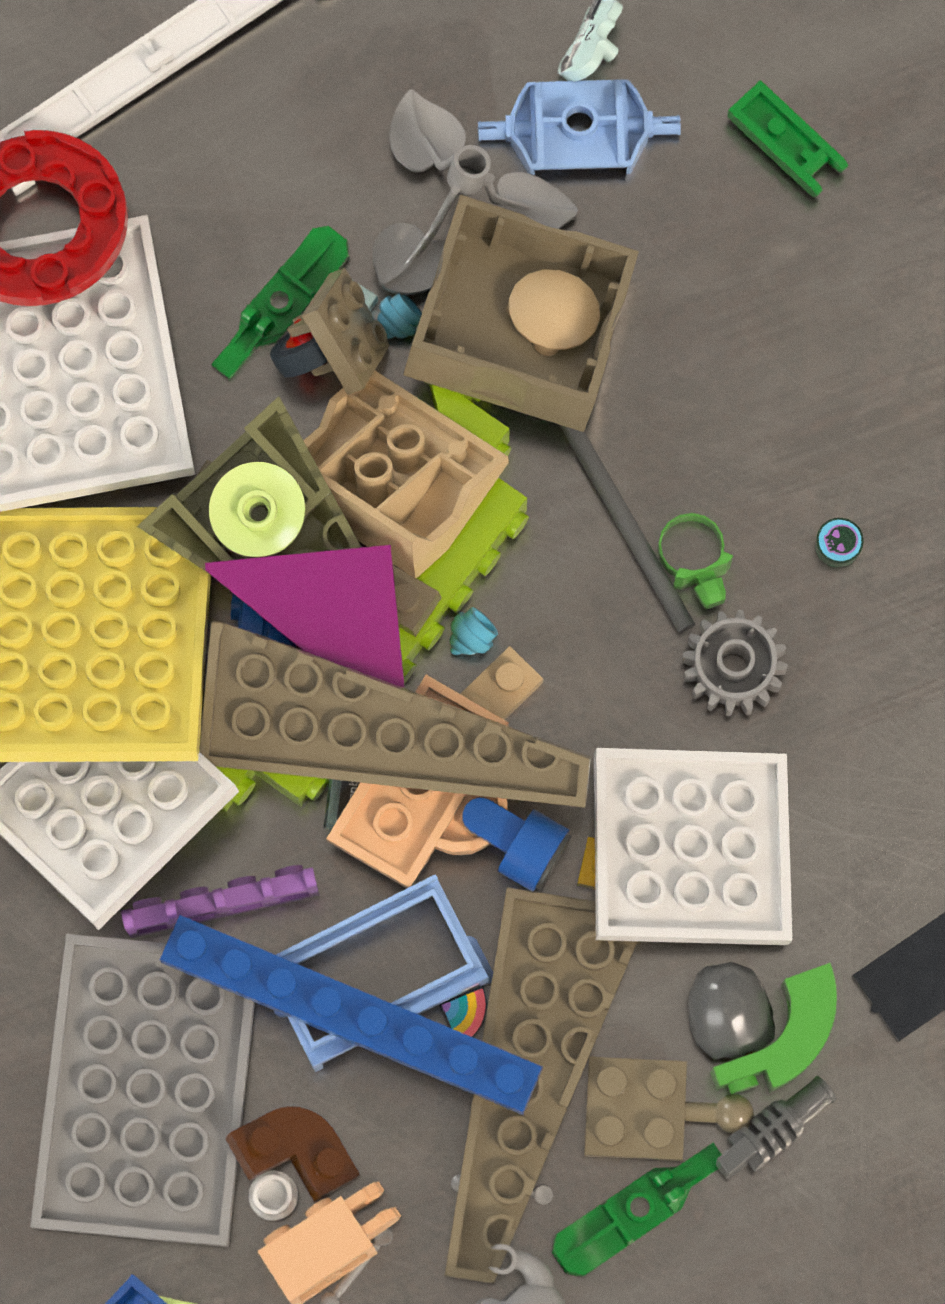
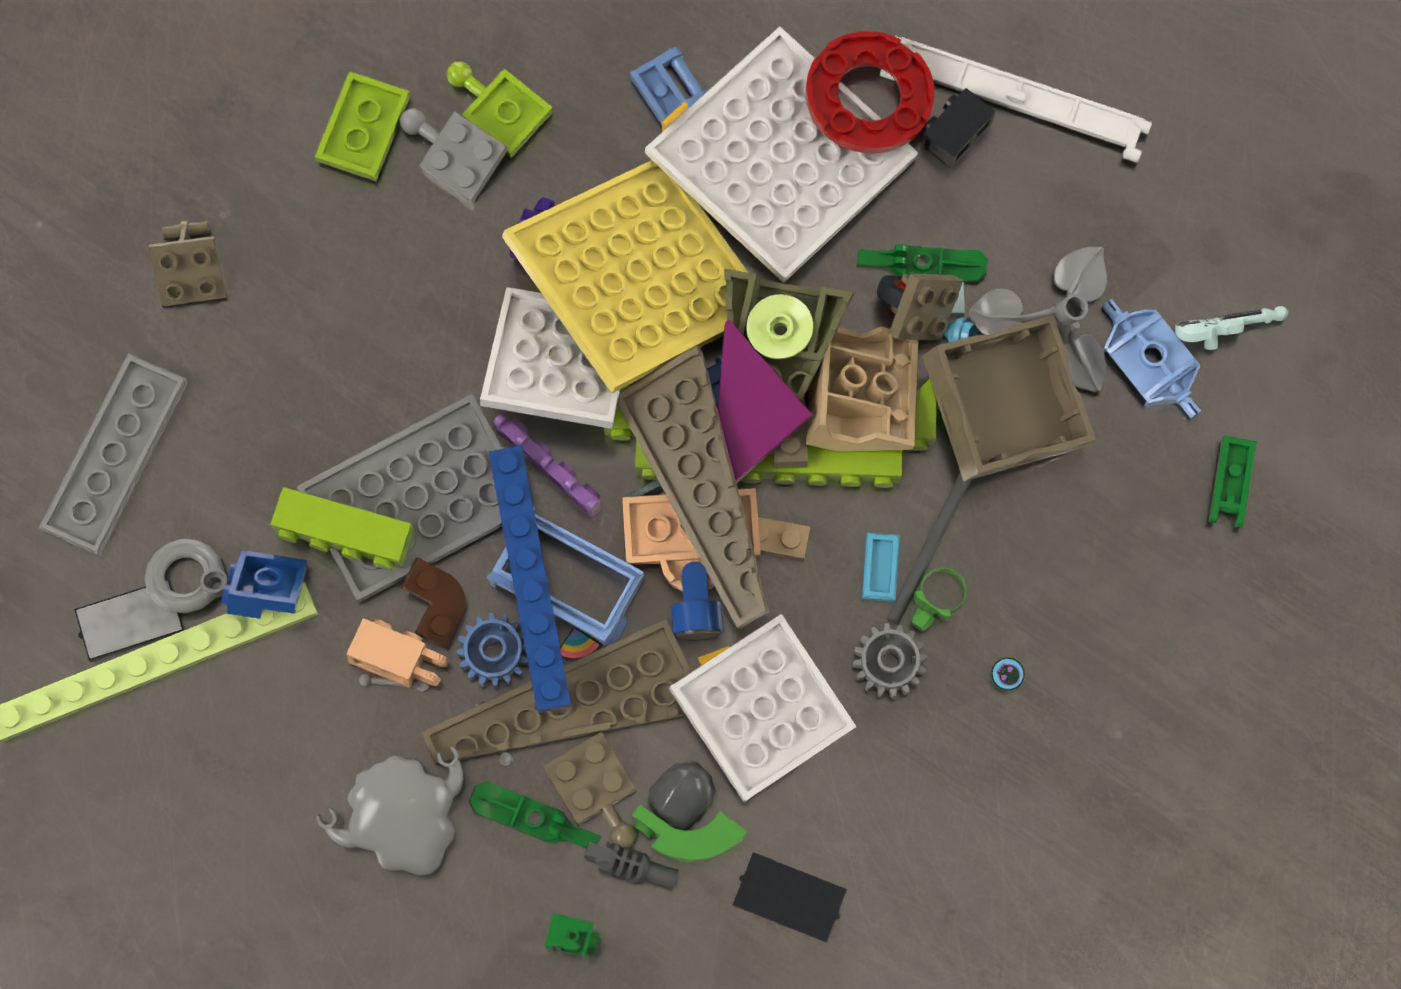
camera: 55 degrees right, 0 degrees up
(126, 1203) = (343, 528): none -> lime brick
(148, 149) = (957, 127): none -> black hinge
(273, 1195) = (403, 608): white plate -> none
(398, 1093) = (482, 636): none -> medium blue gear
(471, 633) = (803, 500): medium azure plate -> none
(553, 310) = (1025, 416): tan dish -> none
(613, 598) = (880, 567): none -> medium azure tile
(820, 1254) = (572, 936): none -> green hinge

